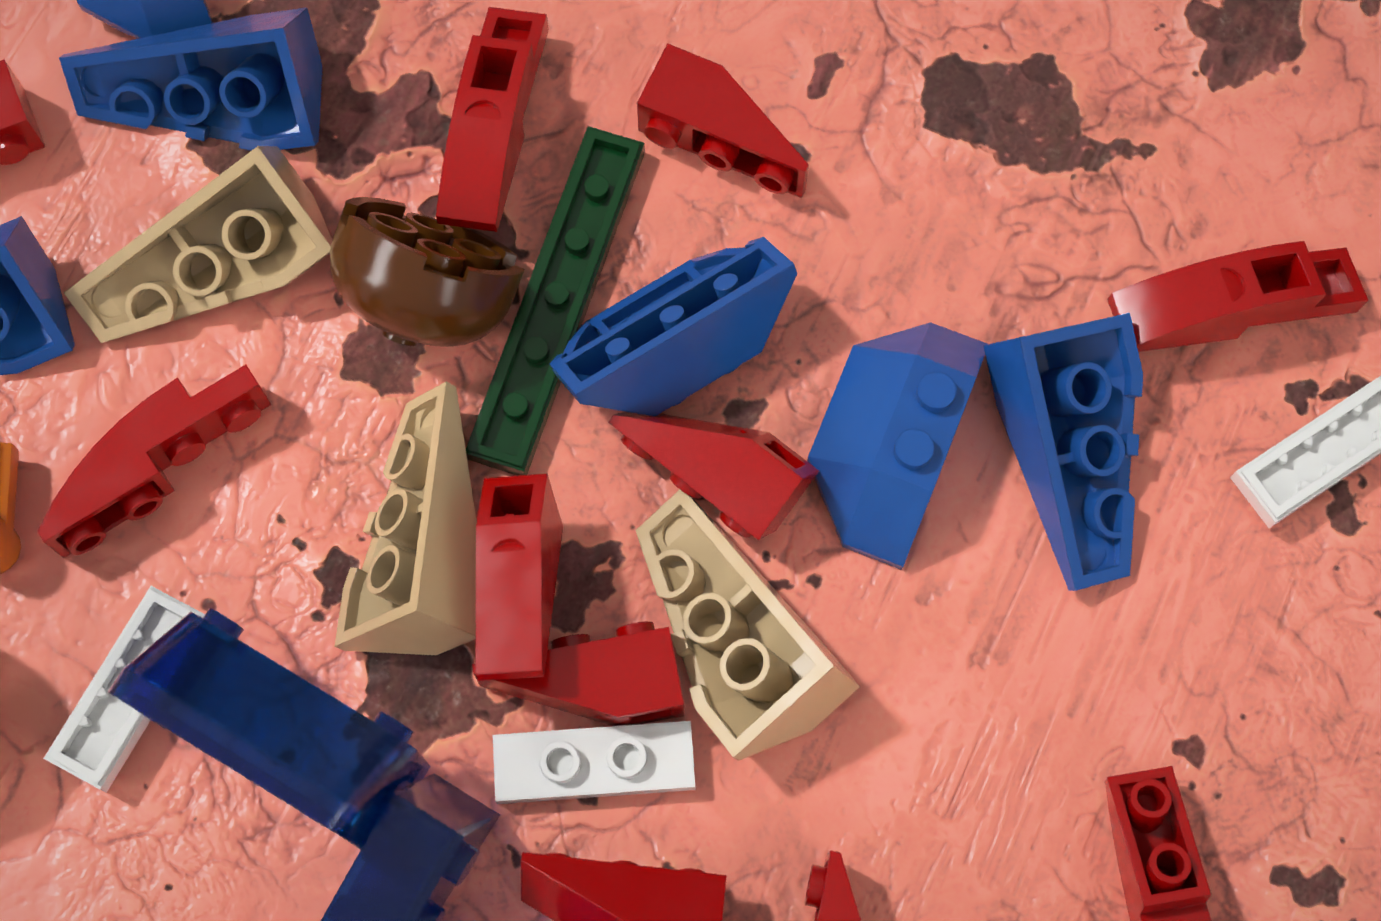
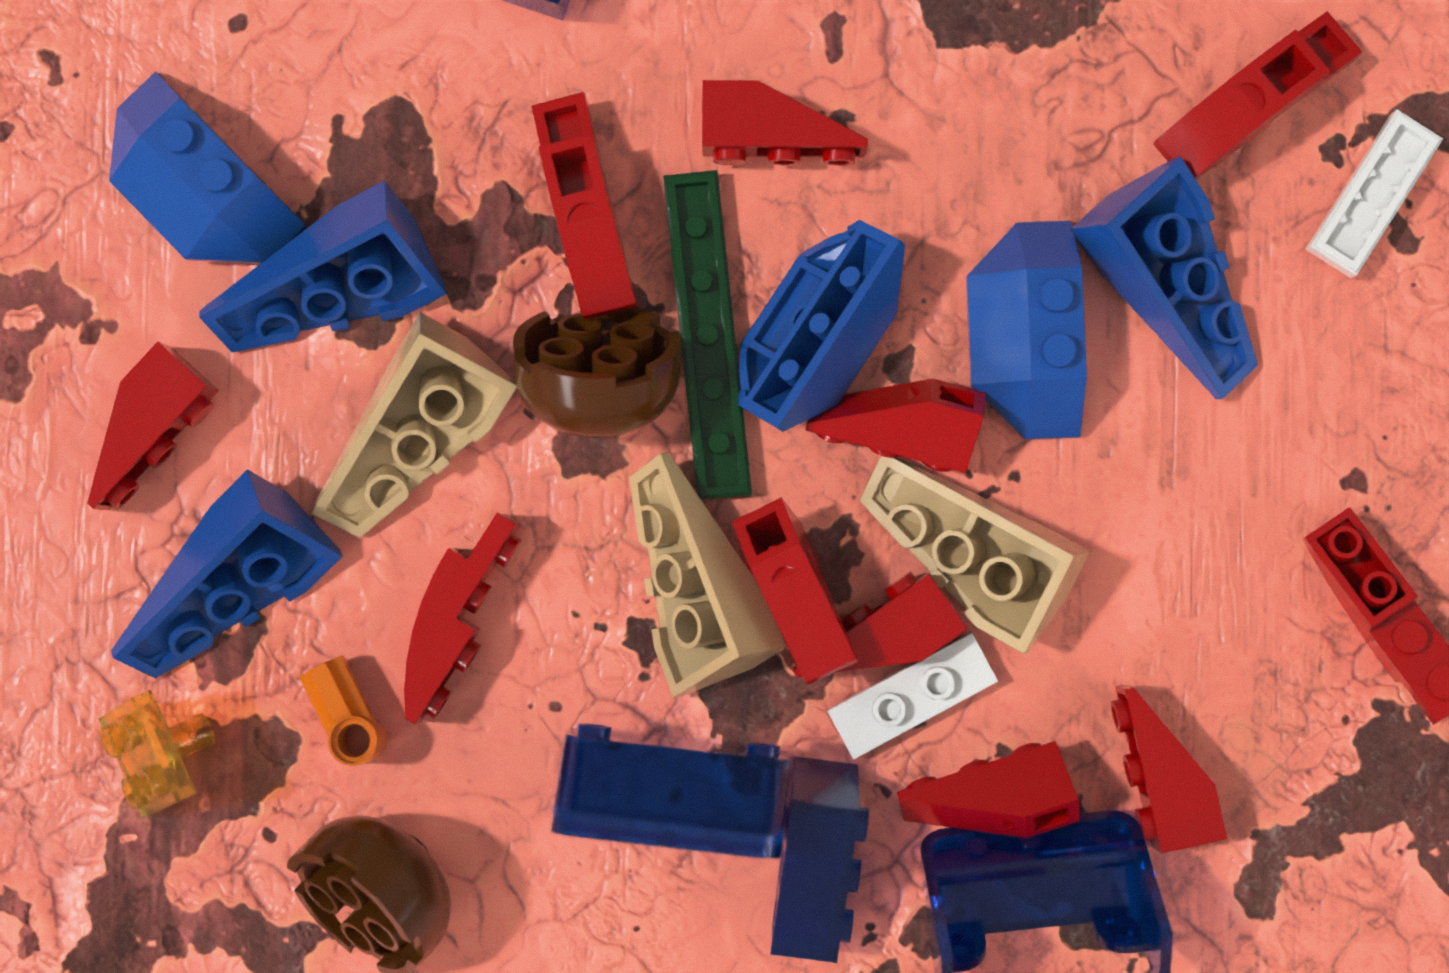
camera: 25 degrees left, 15 degrees up
(102, 727) = (530, 789): white plate -> none

